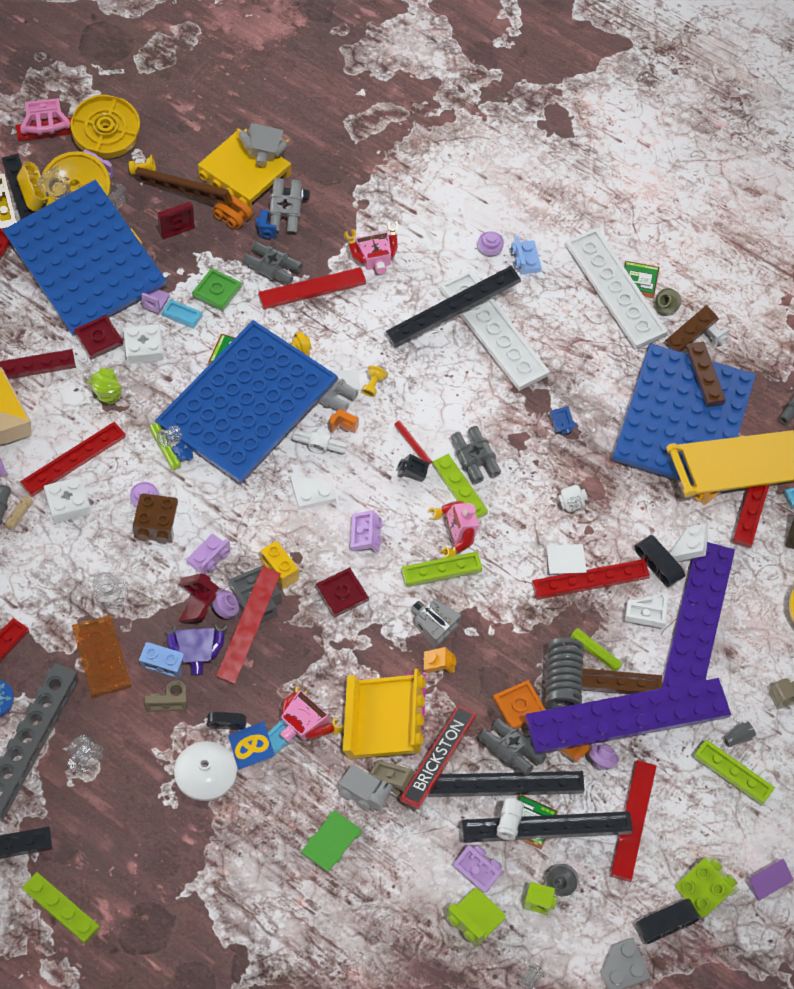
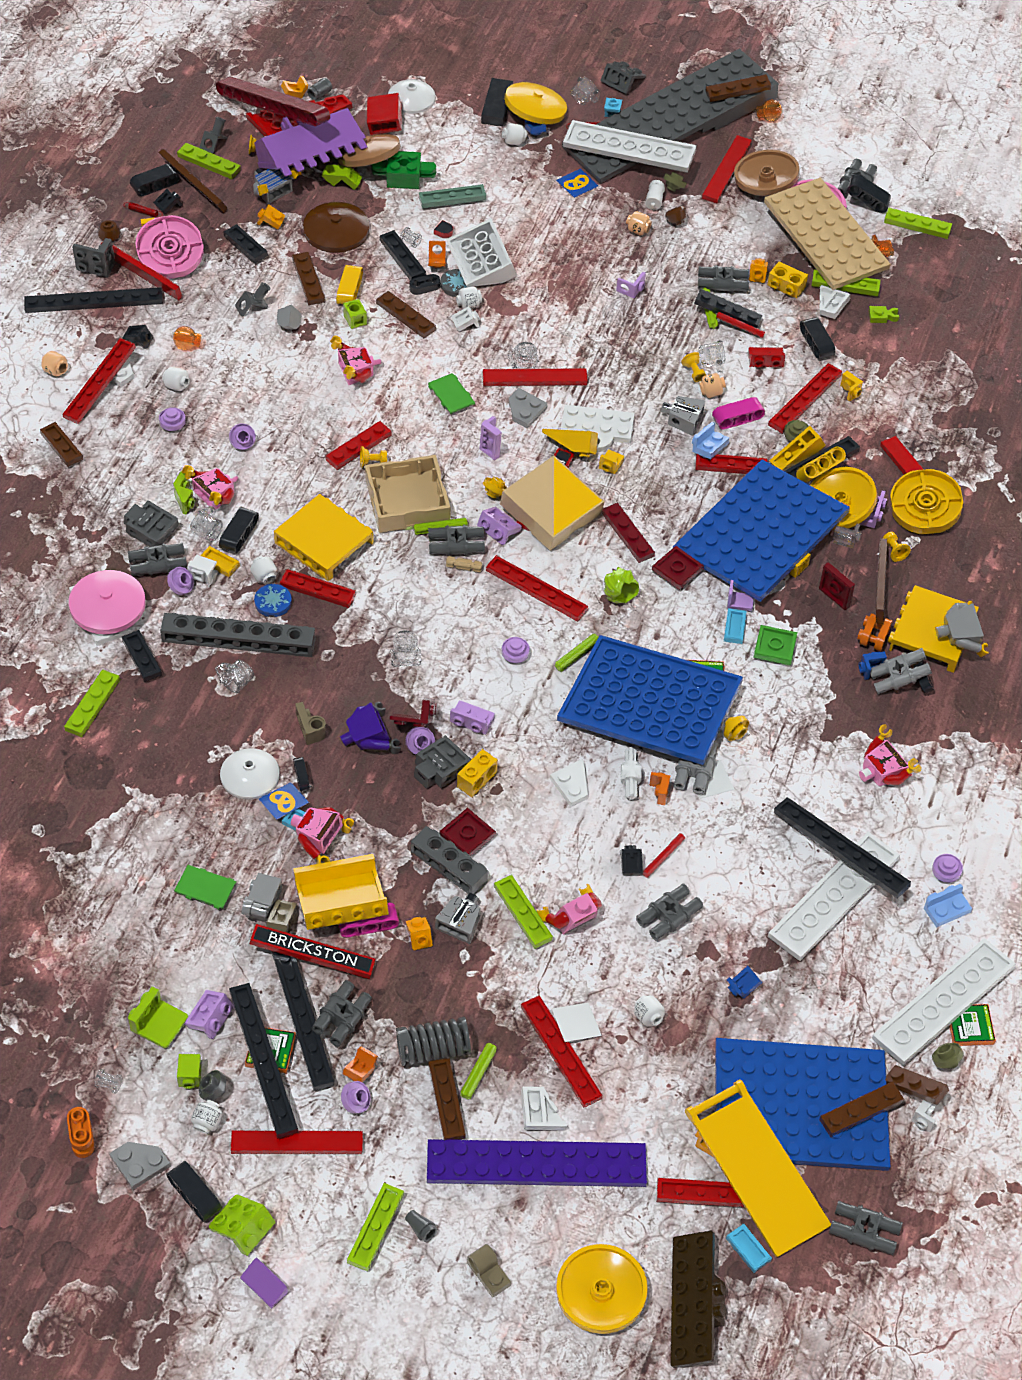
camera: 75 degrees right, 5 degrees down
(44, 110) = (922, 450): bright pink plate -> none
(55, 184) = (825, 478): clear piece -> none
(68, 489) = (489, 594): white brick -> none
(101, 656) = (337, 663): clear orange plate -> none
(143, 343) = (684, 604): white brick -> none
(155, 518) = (490, 660): reddish brown bracket -> none
(162, 660) = (343, 706): light blue bracket -> none
(172, 434) = (583, 647): clear bush -> none
(183, 452) = (574, 666): blue plant -> none
(248, 625) = (401, 761): red tile -> none
(272, 263) = (828, 681): dark grey pin -> none
(312, 288) = (815, 724): red tile -> none
(347, 633) = (452, 870): none -> dark grey brick
(366, 531) = (542, 838): lavender bracket -> none
(376, 374) = (728, 801): yellow piece -> none
(458, 483) = (626, 908): lime plate -> none
(510, 818) = (256, 1018): white piece -> none
(517, 702) = (393, 1012): orange tile -> none
(593, 892) = (206, 1117): none -> white head
(627, 715) = (405, 1109): dark purple plate -> none
(659, 560) = (604, 1109): black beam -> none
(692, 543) = (635, 1136): white wing -> none

